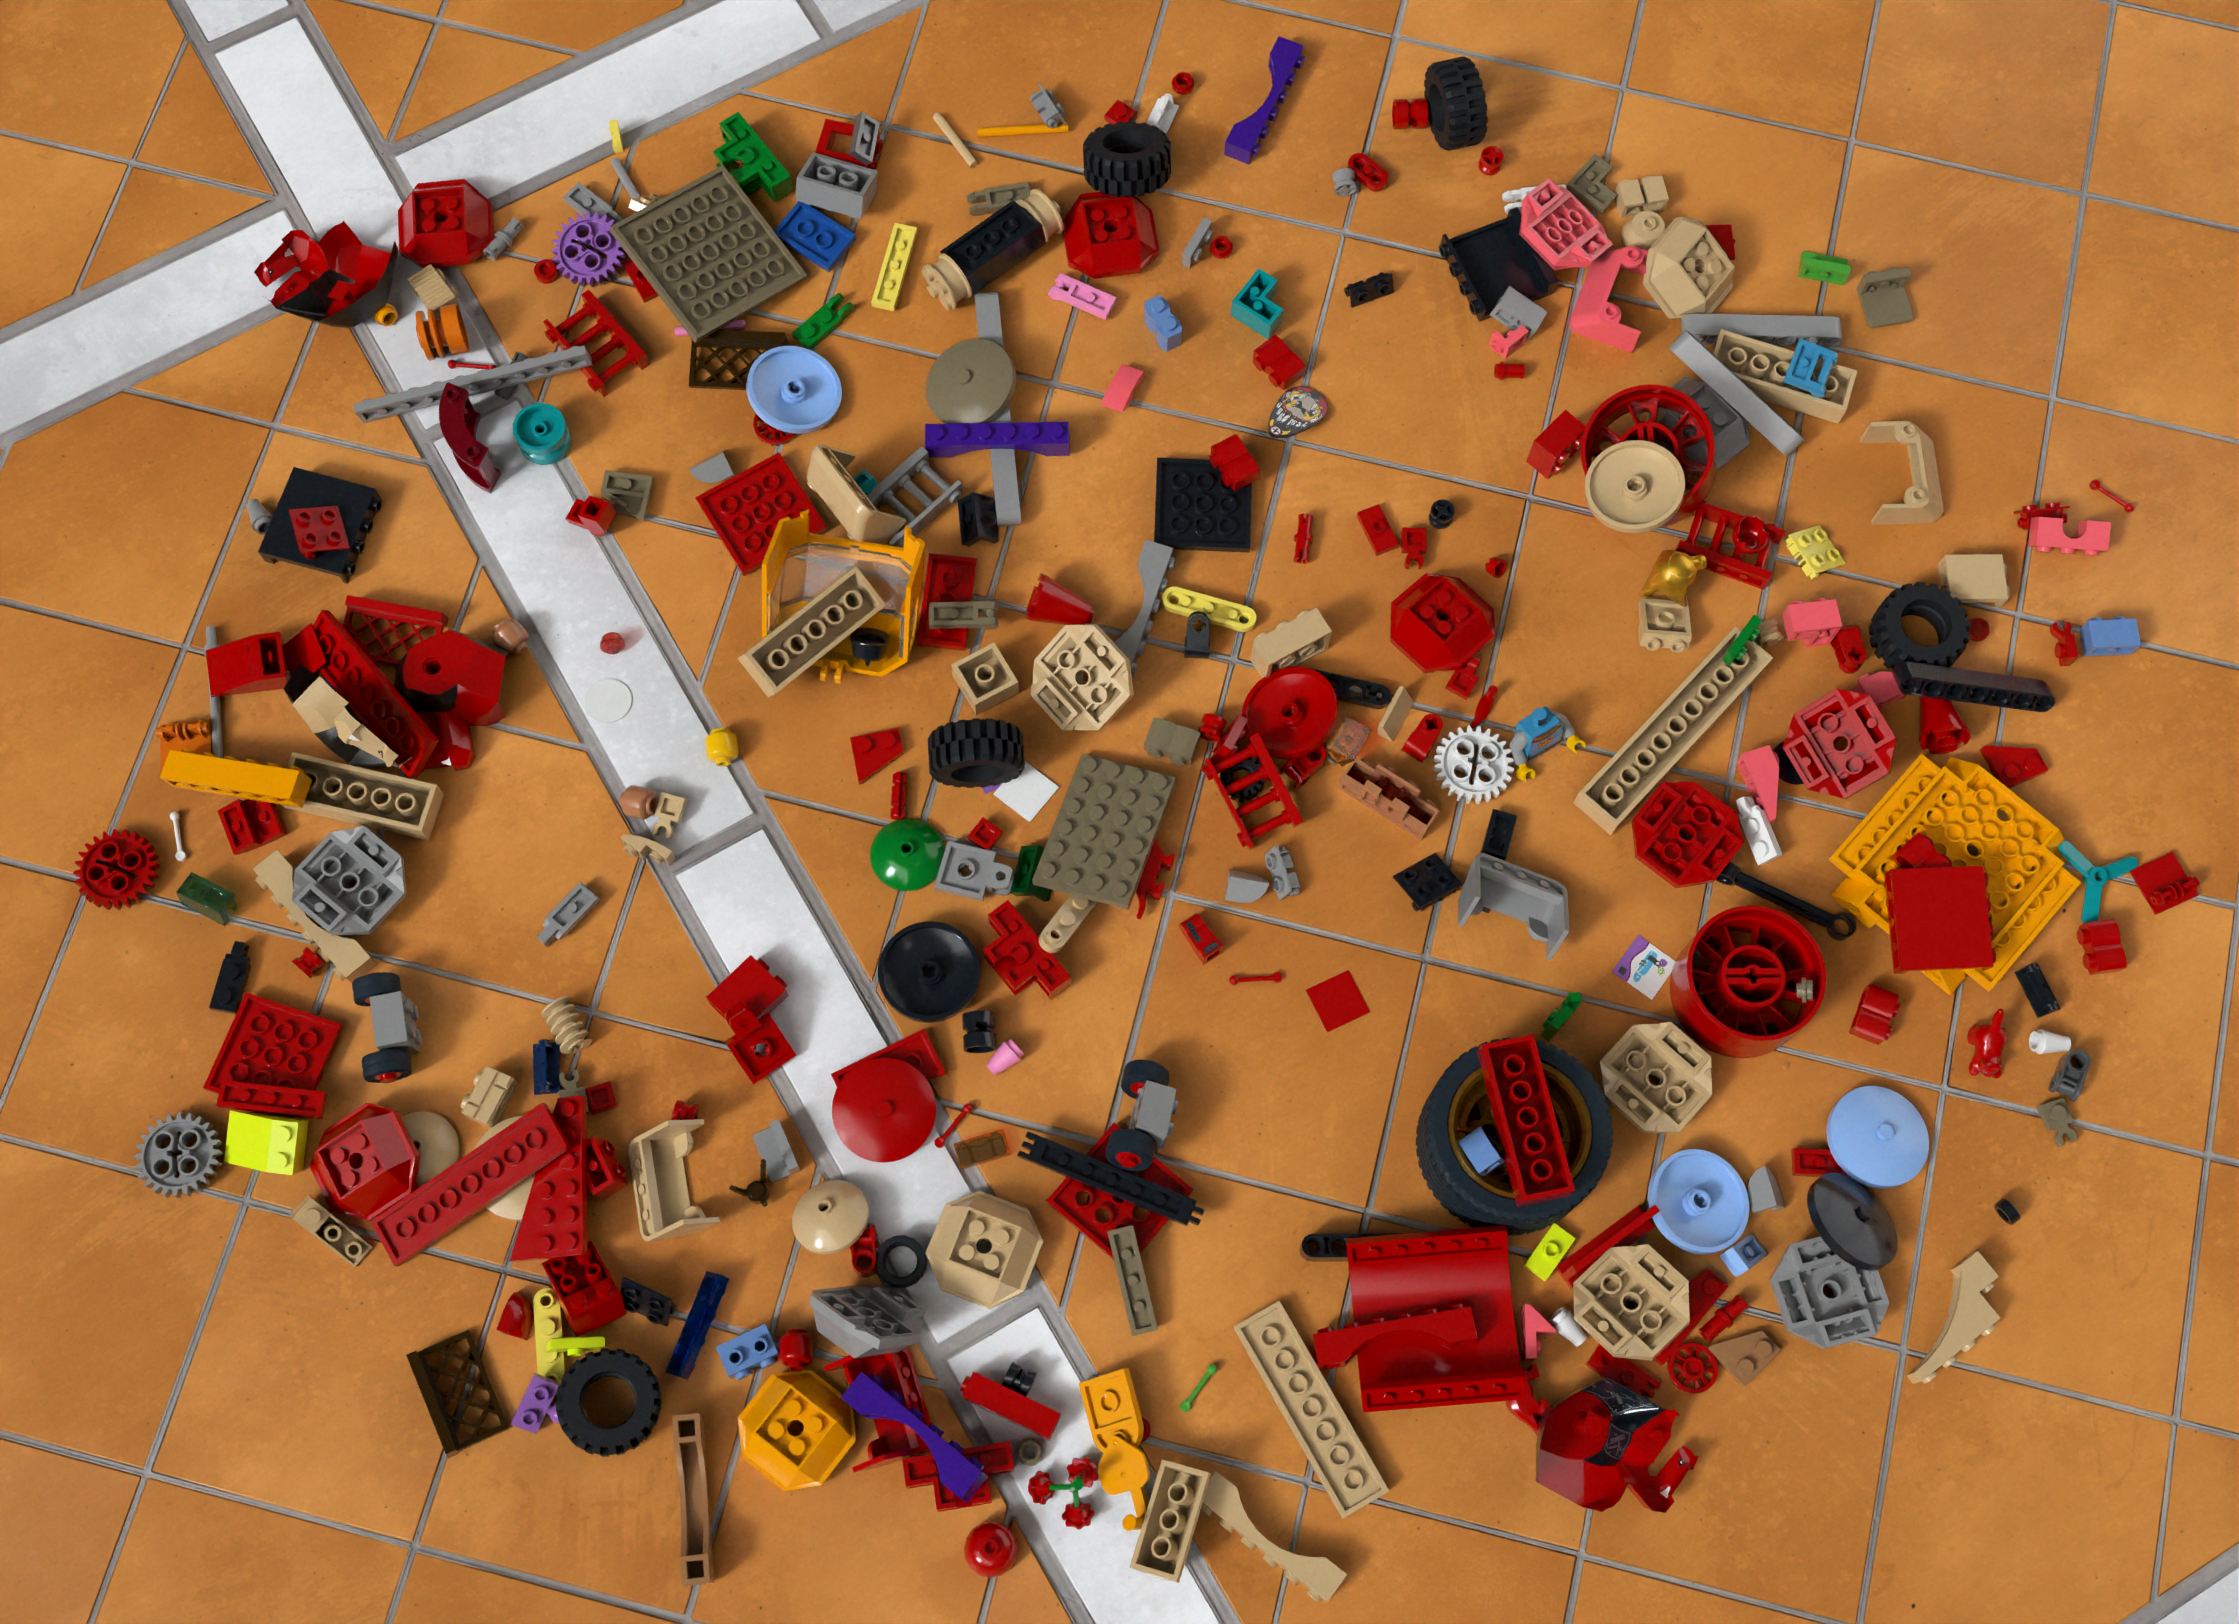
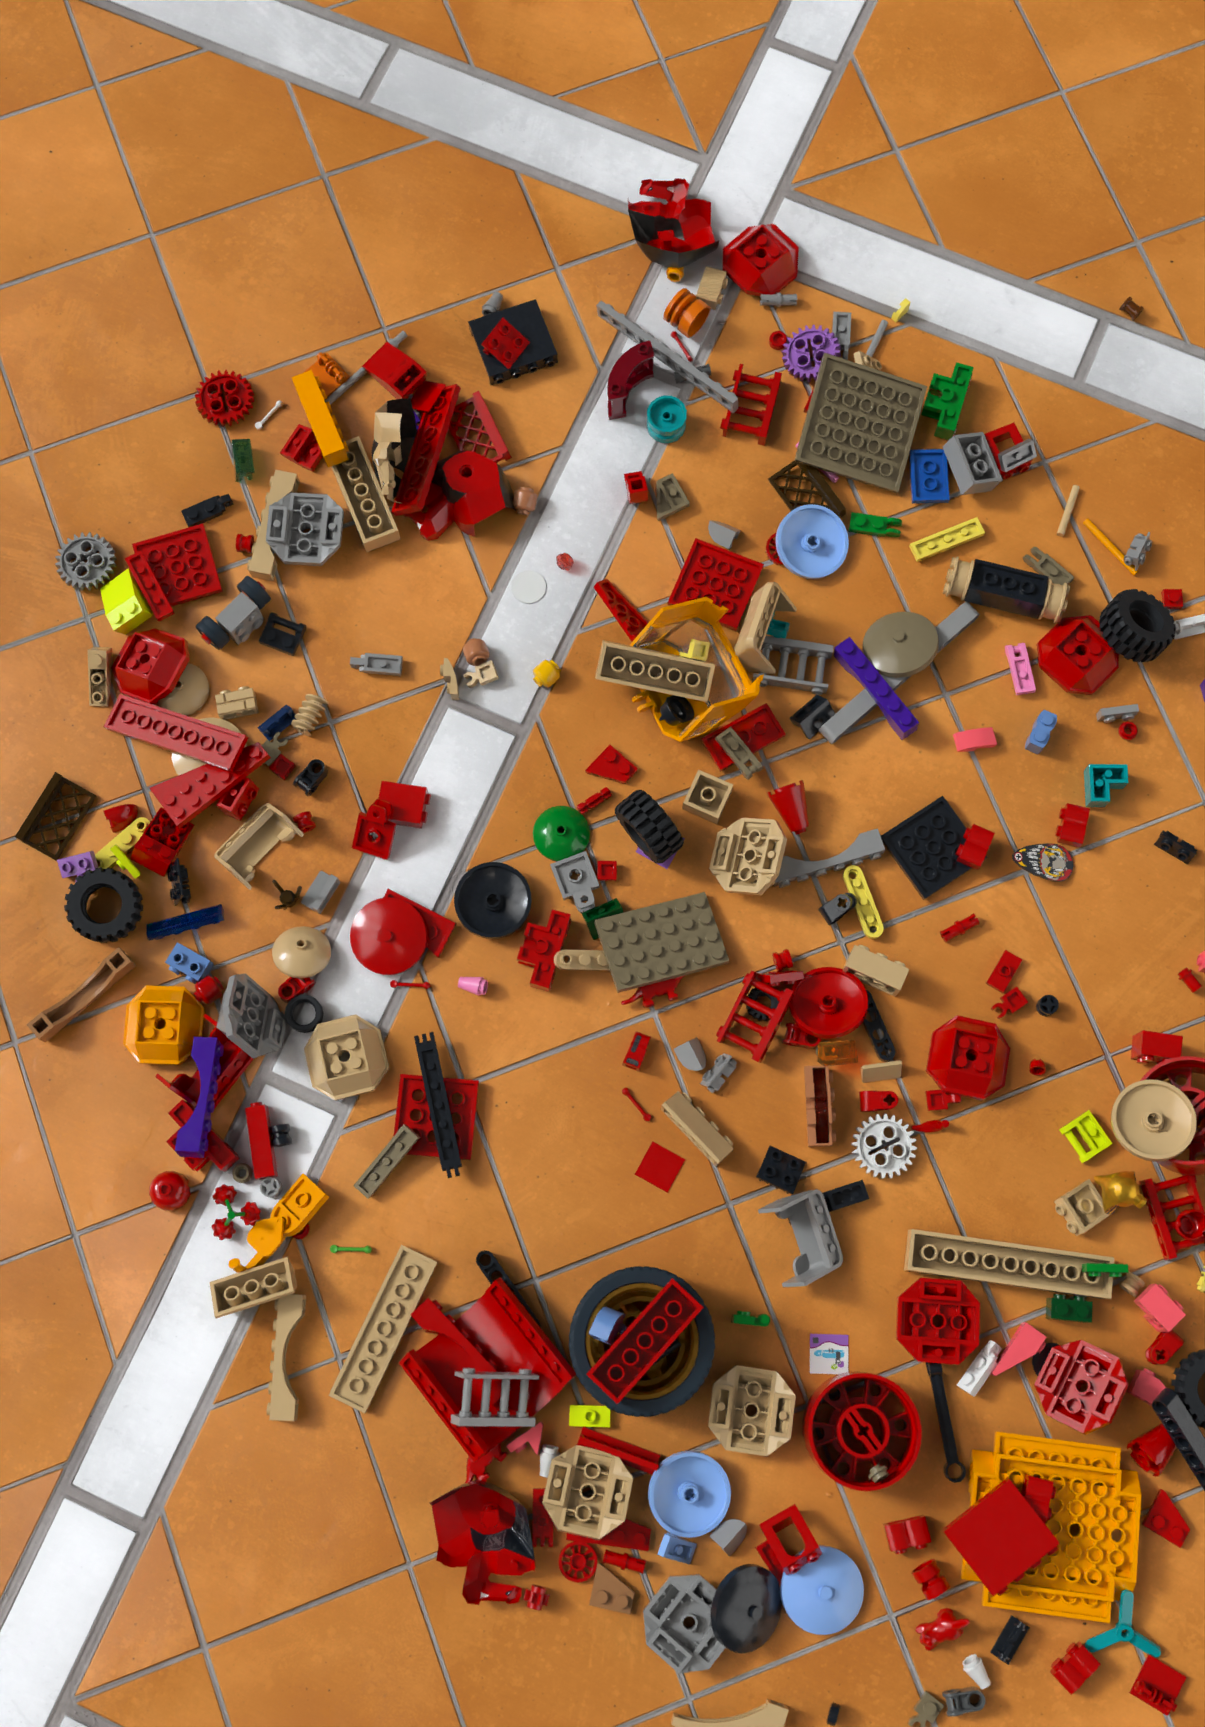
camera: 60 degrees right, 5 degrees up
(452, 1001) = (279, 639): none -> black plate
(639, 1077) = (310, 778): none -> black piece
(716, 622) = (623, 611): none -> red wing
(823, 574) = (697, 650): none -> light yellow panel
(979, 1031) = (471, 961): black wheel -> none
(982, 1149) = (407, 1012): clear orange tile -> none
(1027, 792) = (656, 877): white sticker -> none
(1068, 1425) = (267, 1186): none -> light grey wheel
(1150, 1118) = (496, 1100): brick -> none
(1171, 741) = (753, 941): dark tan brick -> none
(1327, 933) = (697, 1128): none -> tan slope
(1498, 1334) = (503, 1417): none -> light grey fence
(1539, 734) = (937, 1175): torso -> none
(1595, 565) = (1090, 1132): none -> neon yellow plate
(1703, 1436) = (536, 1597): none -> red gear
(1756, 706) = (1069, 1310): none -> dark green brick
(1833, 1146) = (789, 1563): none -> red panel
(1930, 1022) = (932, 1582): none -> red wheel

